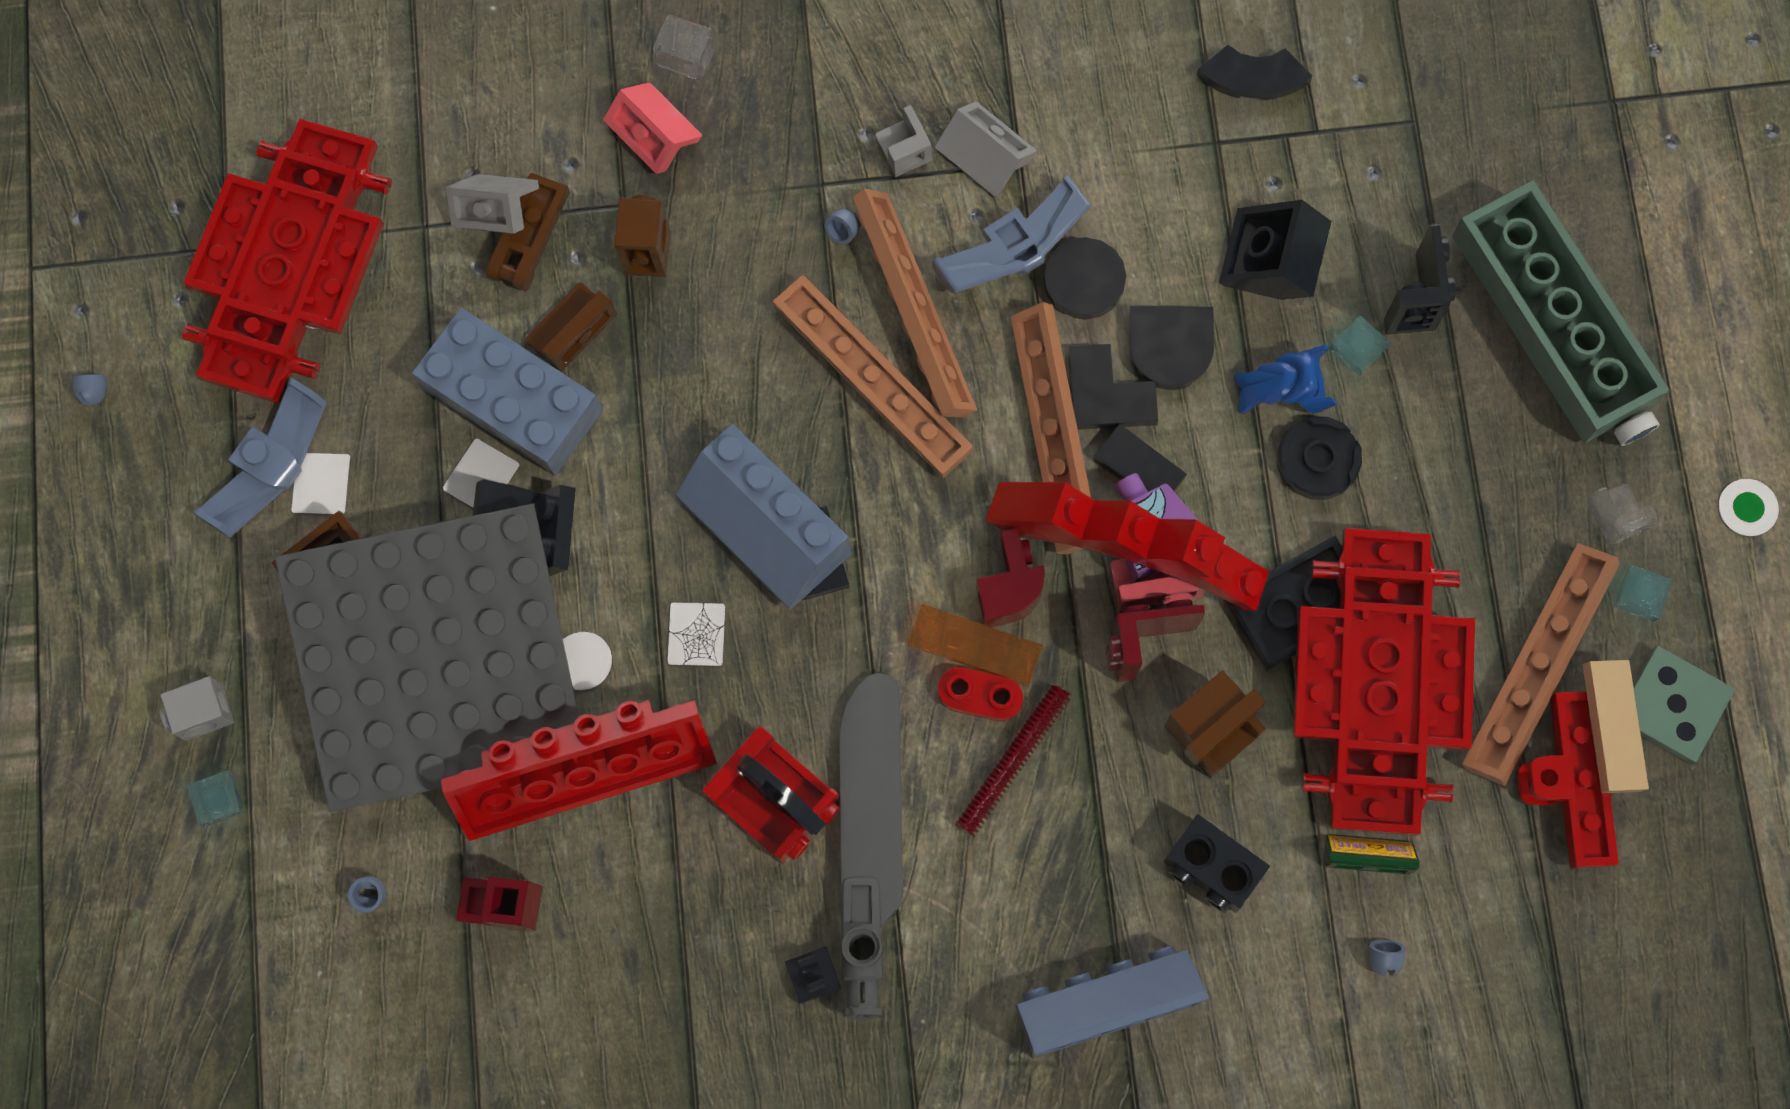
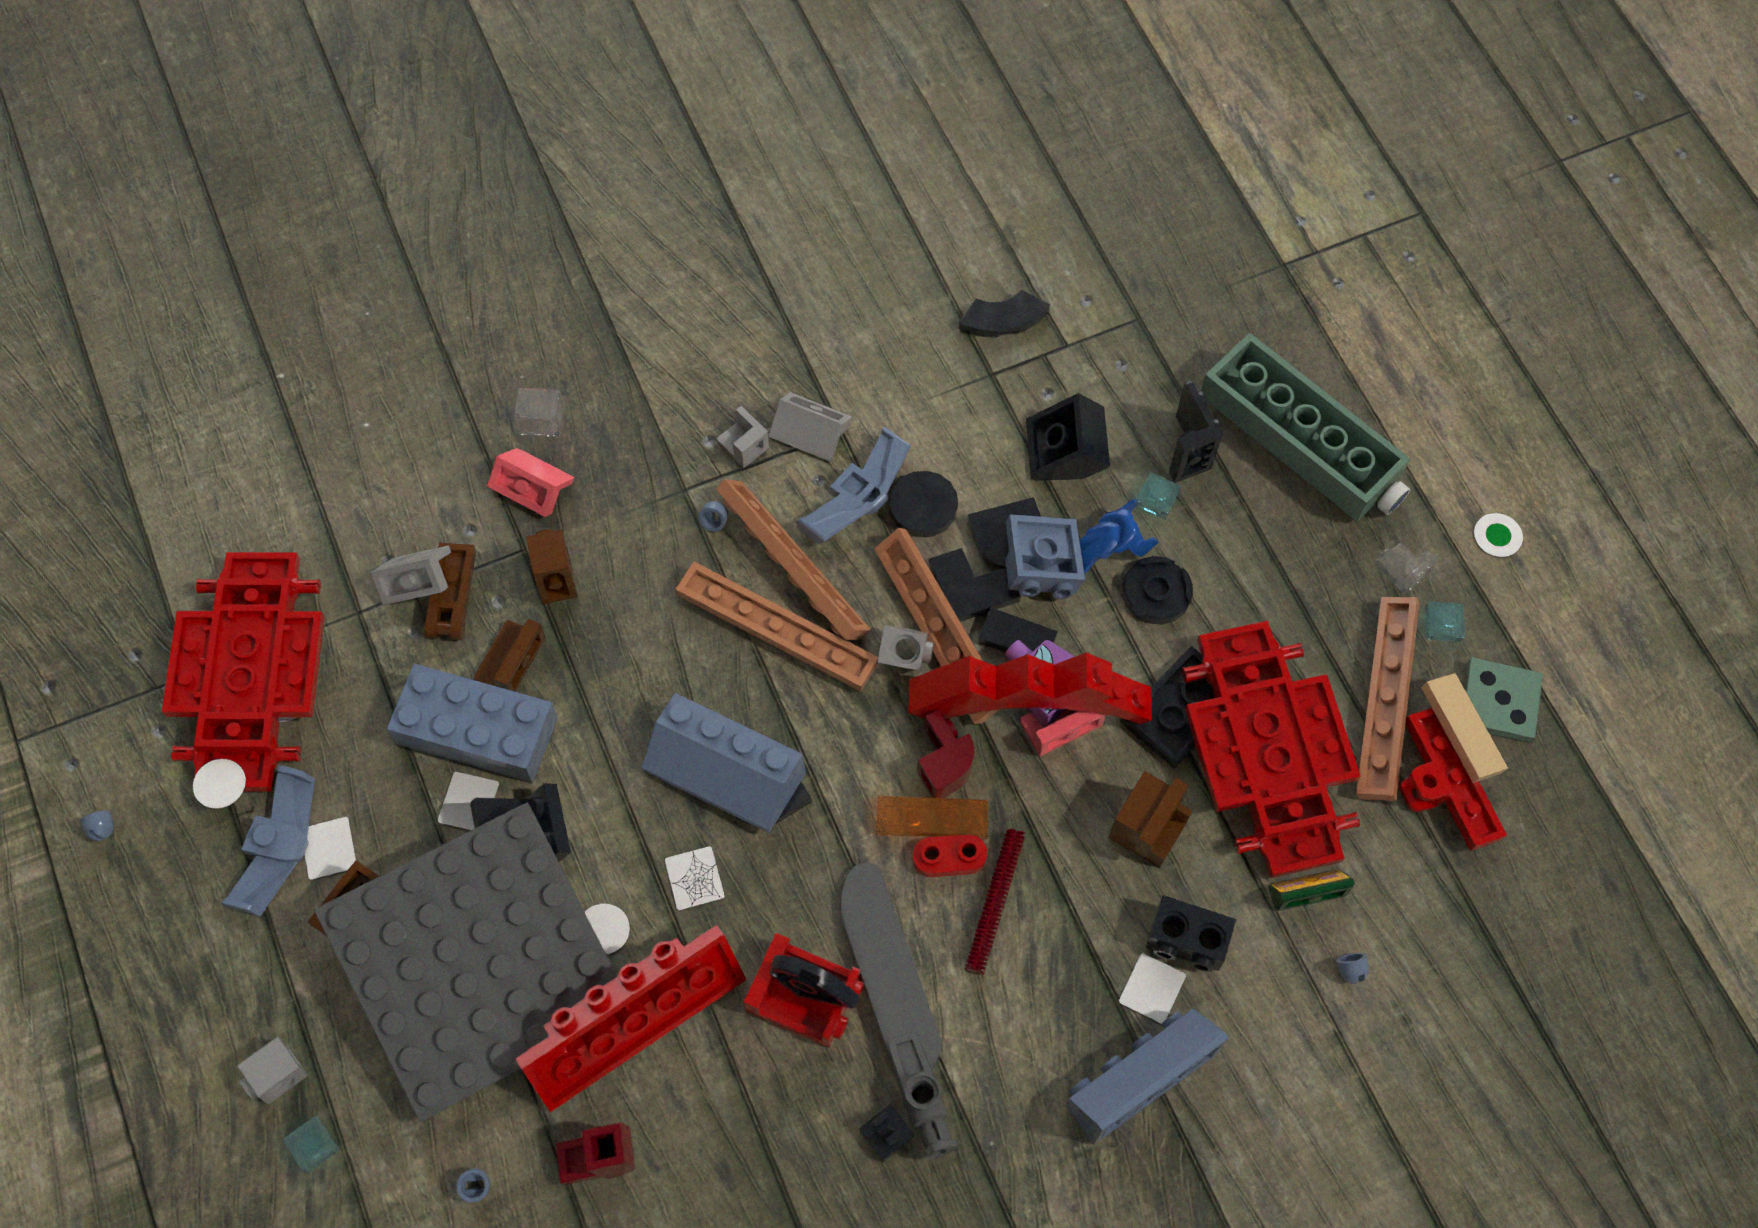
camera: 25 degrees left, 10 degrees down
(223, 380) = (219, 783): none -> white sticker
(987, 446) = (888, 650): none -> light grey brick
(1140, 621) = (1057, 773): dark red bracket -> none
(1155, 909) = (1152, 988): none -> white sticker
(1199, 382) = (1043, 556): none -> sand blue plate

